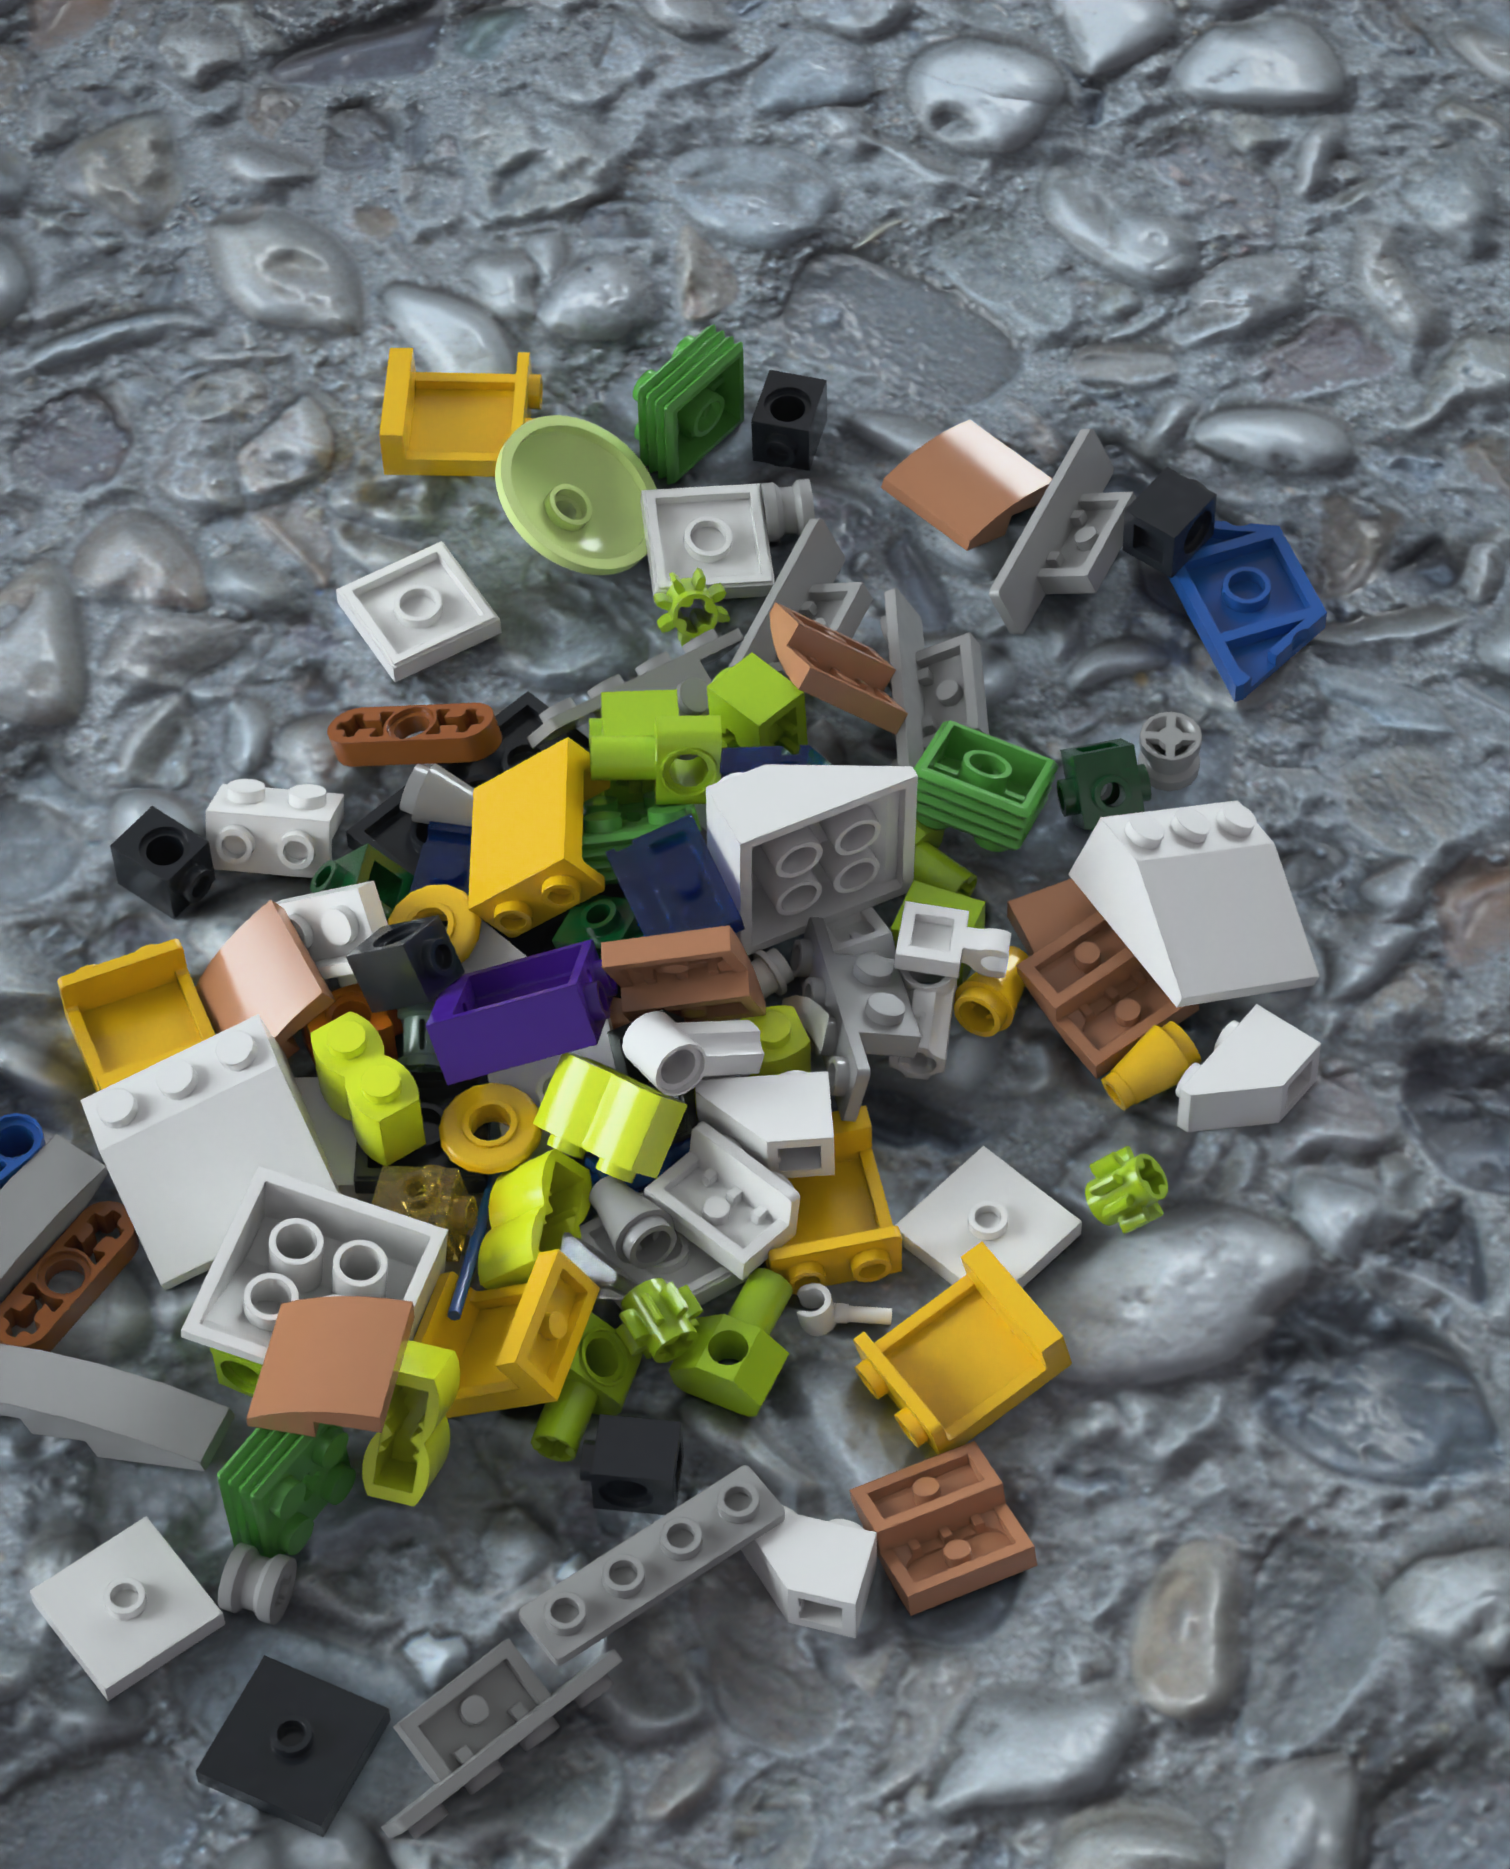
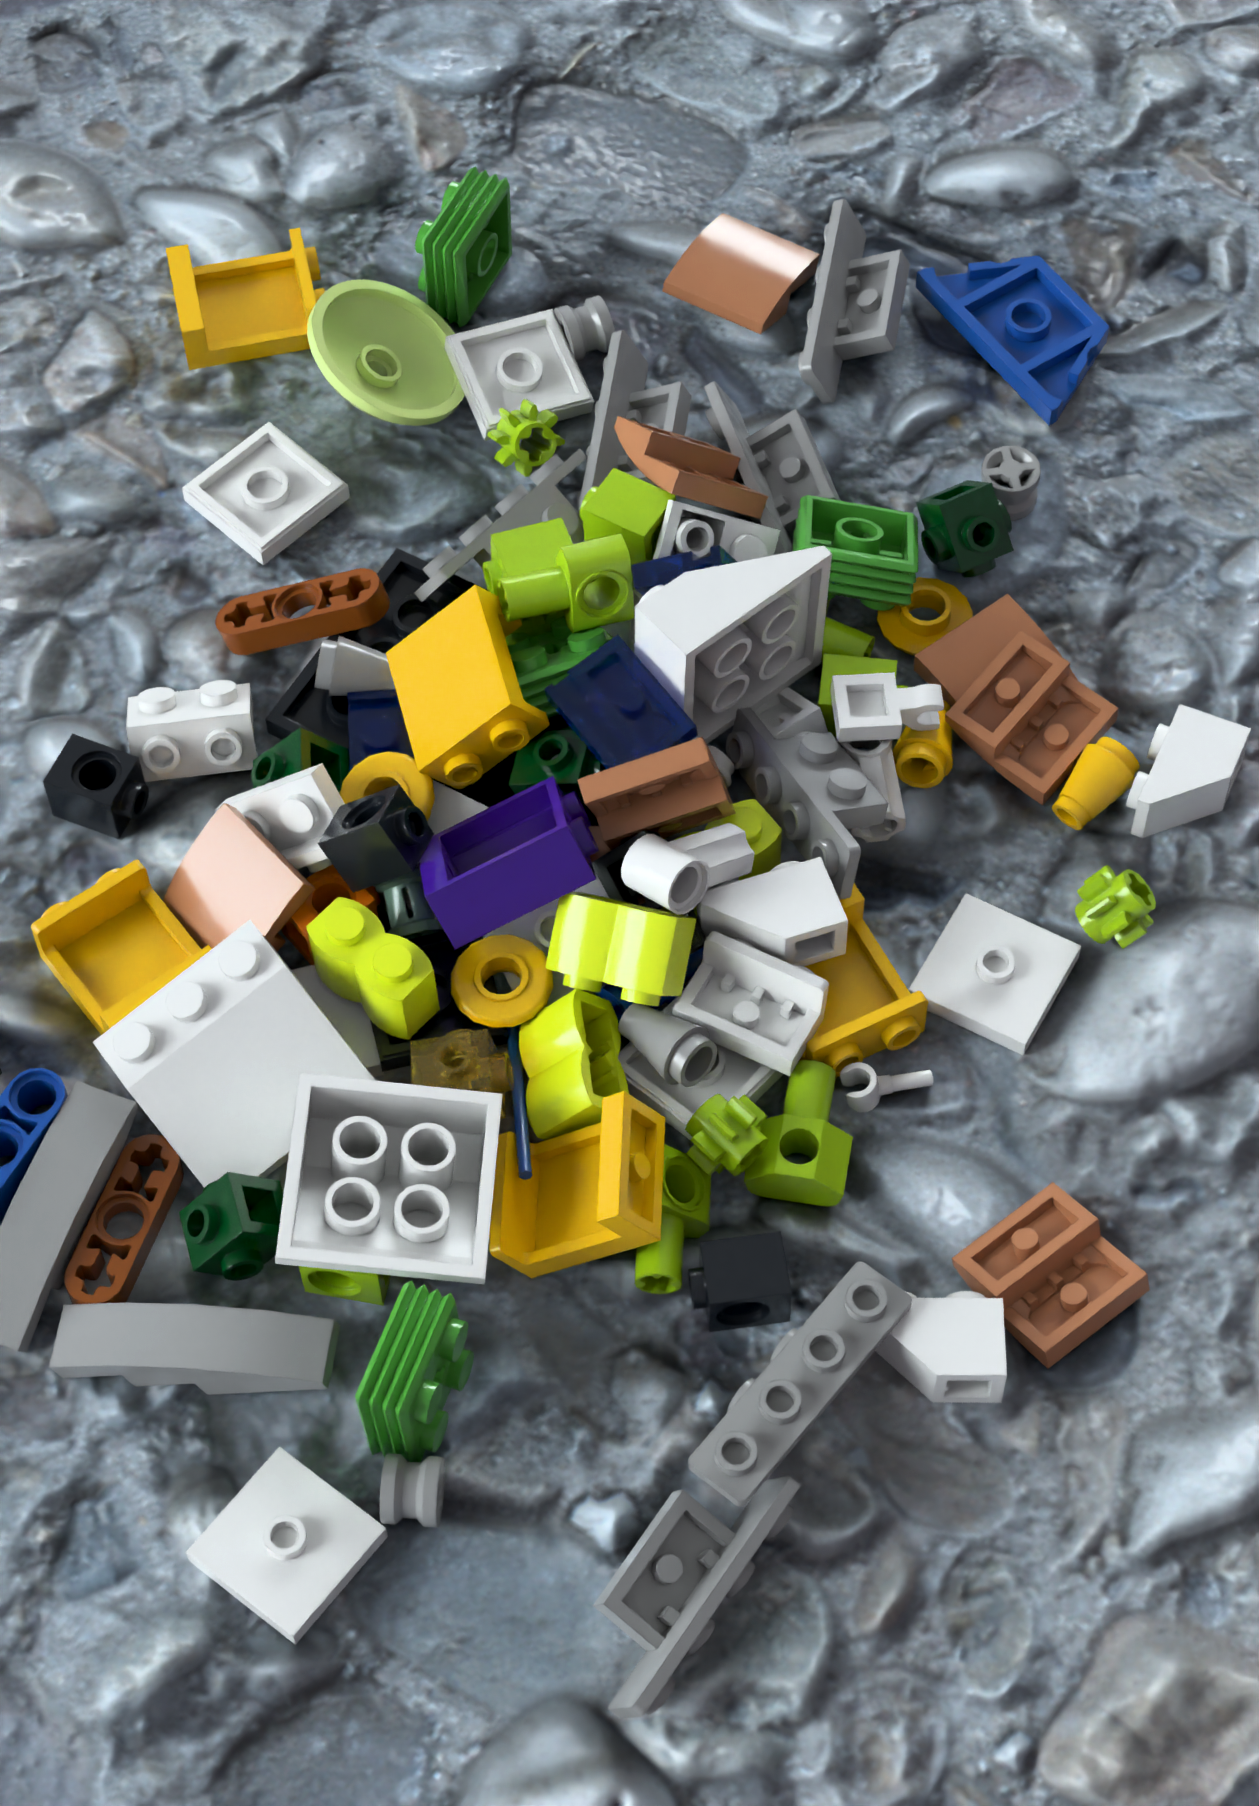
camera: 15 degrees left, 5 degrees up
(156, 1300) = (233, 1225): none -> dark green brick
(293, 1745) = (496, 1647): black plate -> none
(331, 1364) = (439, 1259): nougat slope -> none
(416, 1430) = (521, 1294): neon yellow brick -> none
(610, 1278) = (664, 1102): clear smoke slope -> none
(789, 420) = (558, 245): black brick -> none
(812, 1017) = (779, 805): white sticker -> none
(833, 736) = (697, 529): none -> white slope
(964, 1356) = (1019, 1101): yellow panel -> none
(1017, 880) = (915, 635): none -> yellow piece
(1169, 522) = (946, 270): black brick -> none
(1198, 901) = (1094, 618): white slope -> none

